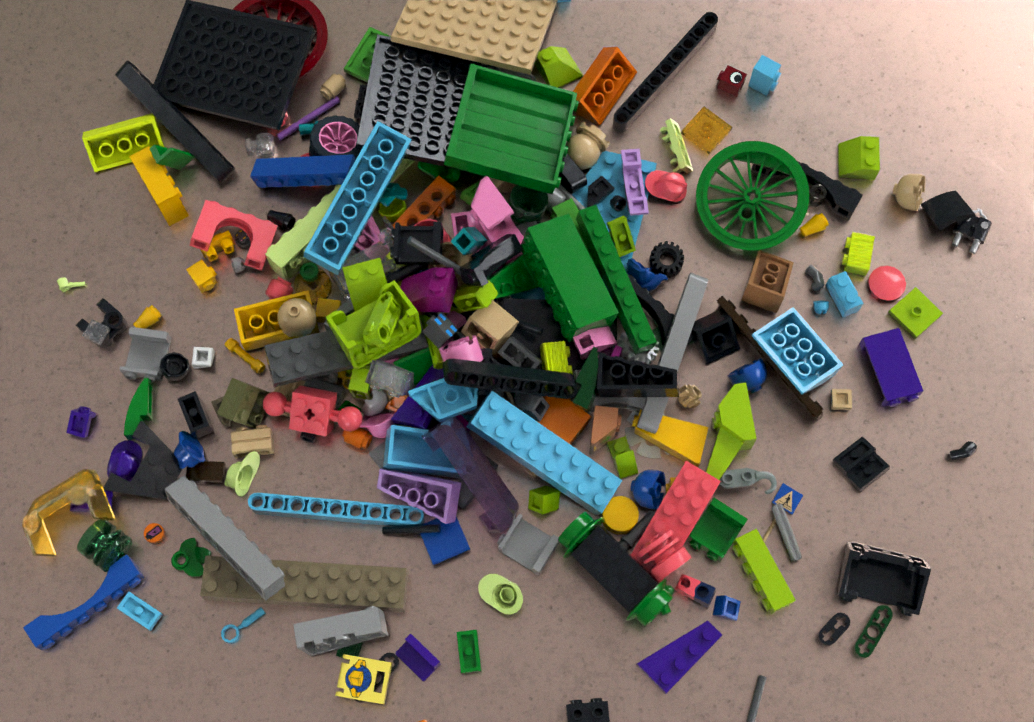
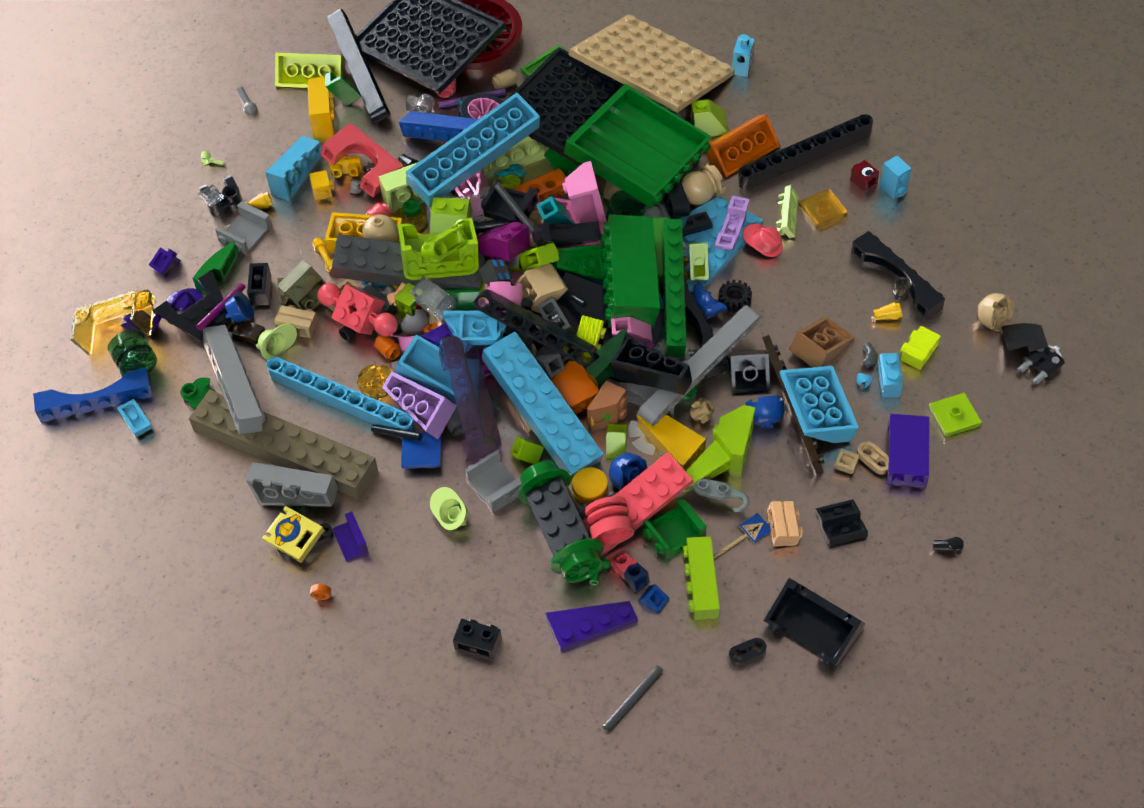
camera: 25 degrees right, 15 degrees down
(79, 207) = (249, 107): none -> light grey bar
(154, 533) = (179, 364): orange tile -> none
(164, 265) = (293, 167): none -> medium azure wedge
(169, 457) = (221, 306): none -> magenta bar
(174, 366) = (262, 244): black hair -> none
(202, 357) = (289, 244): white slope -> none
(245, 623) = (219, 458): medium azure piece -> none
(343, 386) = (391, 297): none -> light nougat hand
(353, 484) = (366, 378): none -> clear yellow plate
(468, 651) = (397, 548): green plate -> none
(622, 203) = (713, 235): black hinge -> none
(764, 155) = (852, 231): green piece -> none
(786, 532) = (740, 553): light grey axle -> none
(813, 486) = (784, 523): none -> light nougat brick
(859, 158) = (957, 271): lime slope -> none
(864, 383) = (876, 457): none -> tan plate
(874, 616) = (788, 659): dark green beam -> none
(887, 283) = (937, 381): coral dish -> none

